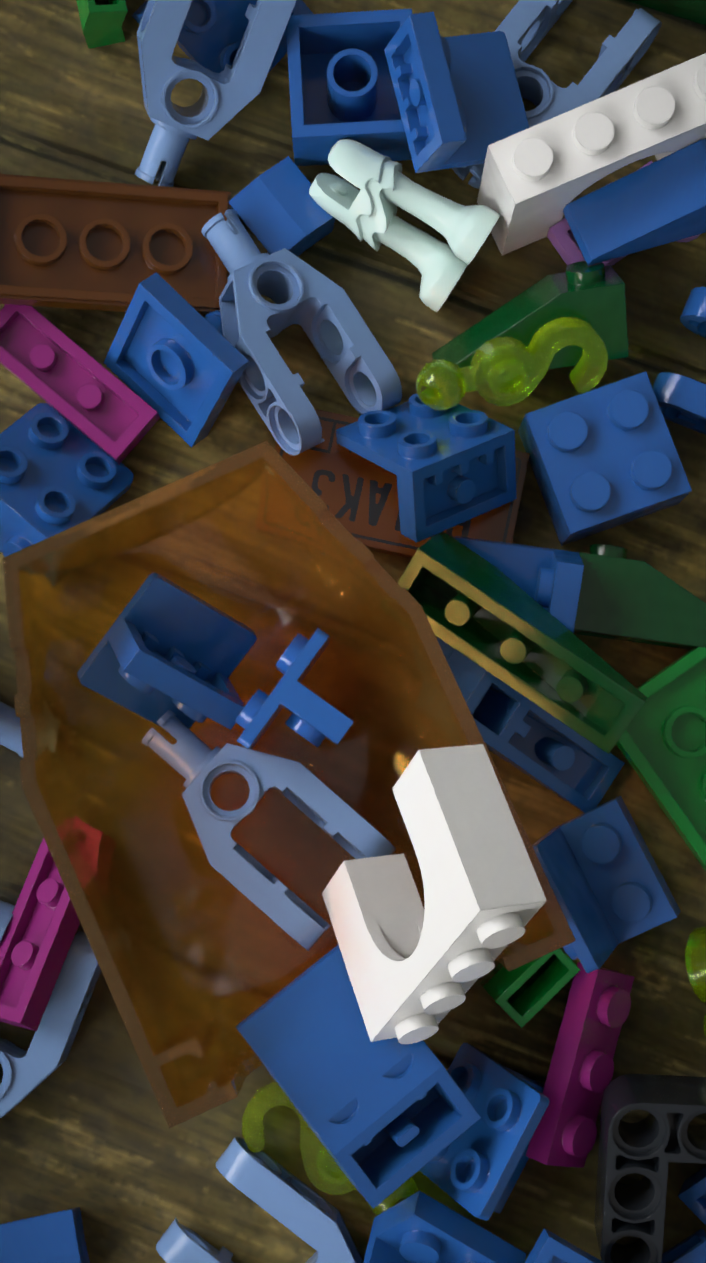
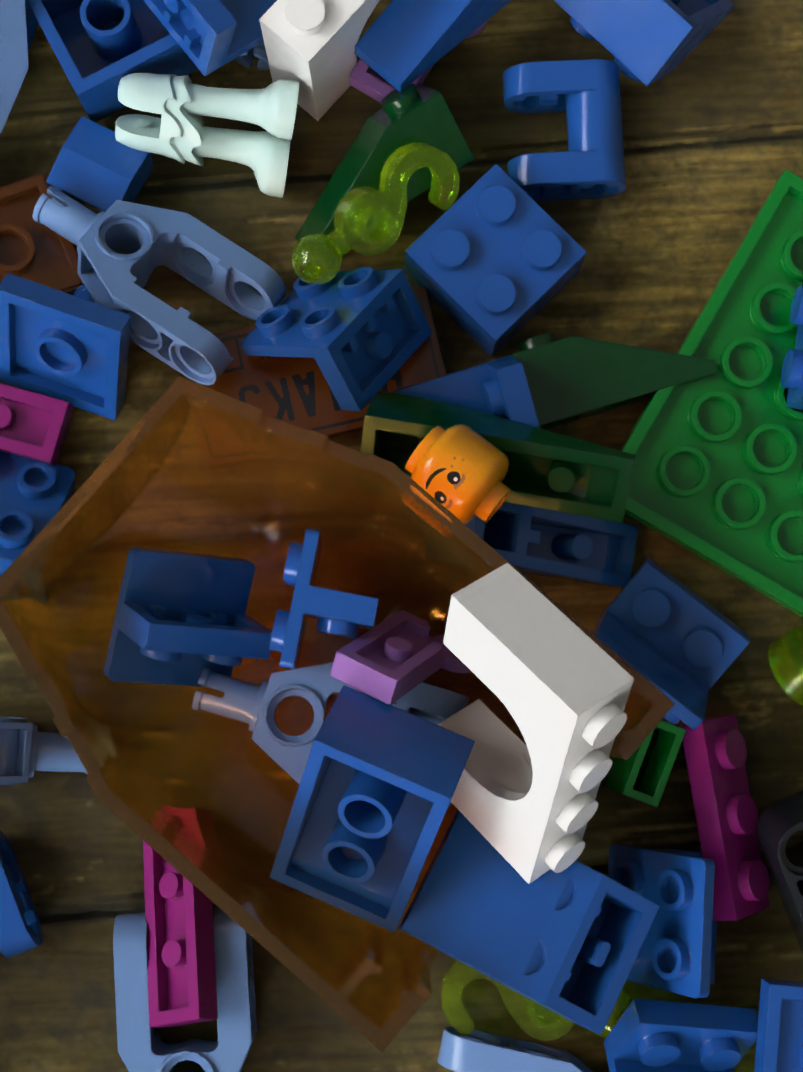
camera: 25 degrees left, 0 degrees up
(259, 905) = (369, 807): none -> blue slope
(342, 781) = (394, 658): none -> medium lavender hinge
(480, 641) = (461, 472): none -> light orange head

